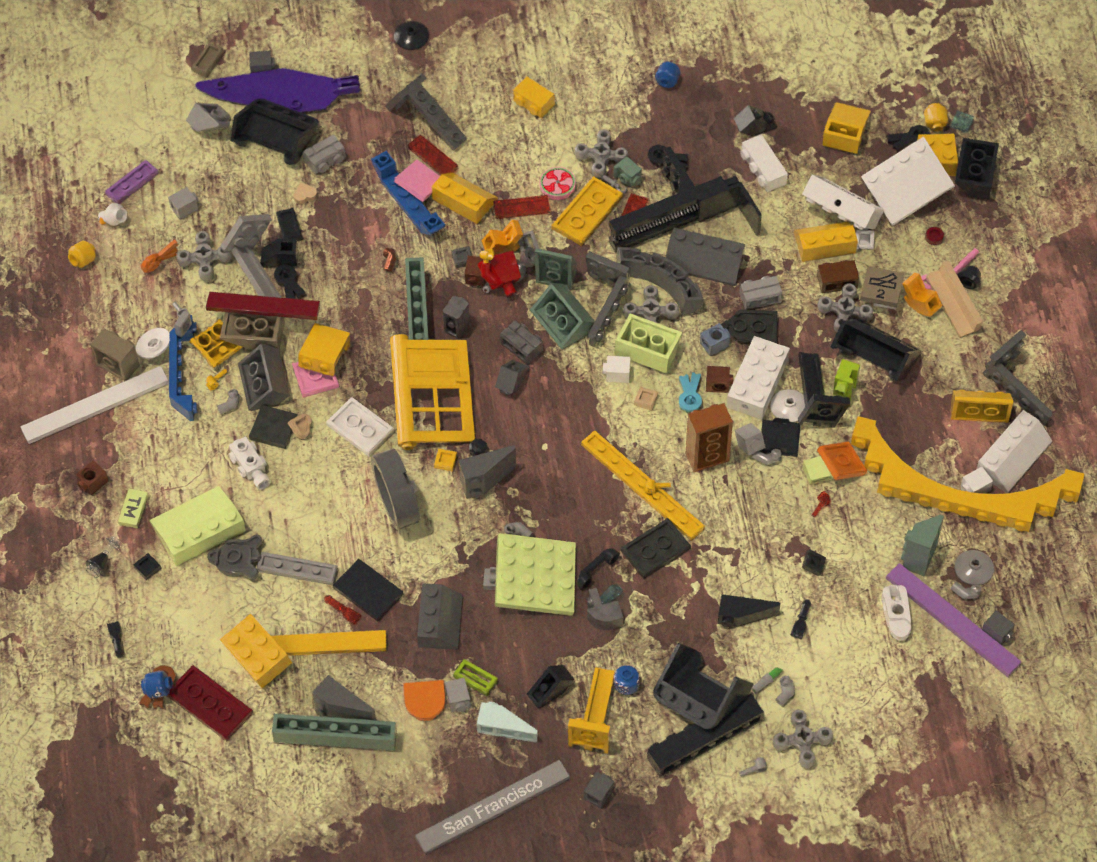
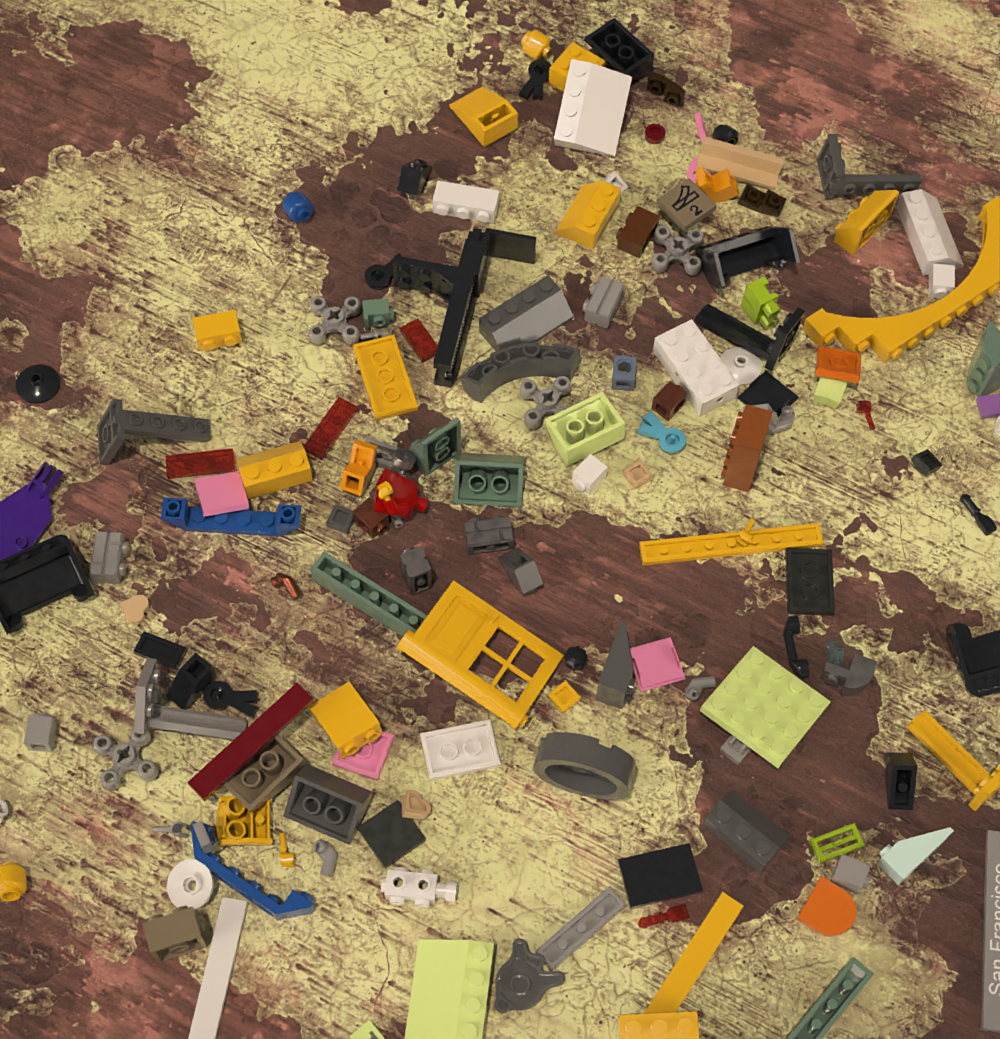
camera: 55 degrees left, 5 degrees up
(153, 261) = (88, 811): orange piece -> none
(336, 701) = (782, 999): dark grey slope -> none
(514, 497) = (656, 664): none -> bright pink piece
(557, 183) = (331, 379): tile -> none
(614, 275) = (483, 405): dark grey bracket -> none
(626, 680) = (944, 707): blue head -> none
(741, 610) = (936, 557): black slope -> none
(752, 323) = (632, 333): pearl dark grey tile -> none
(842, 201) = (570, 170): white brick -> none
(939, 334) = (766, 203): none -> dark brown slope
(962, 121) = (554, 31): clear light blue tile -> none
(976, 212) = (662, 85): none -> dark brown slope

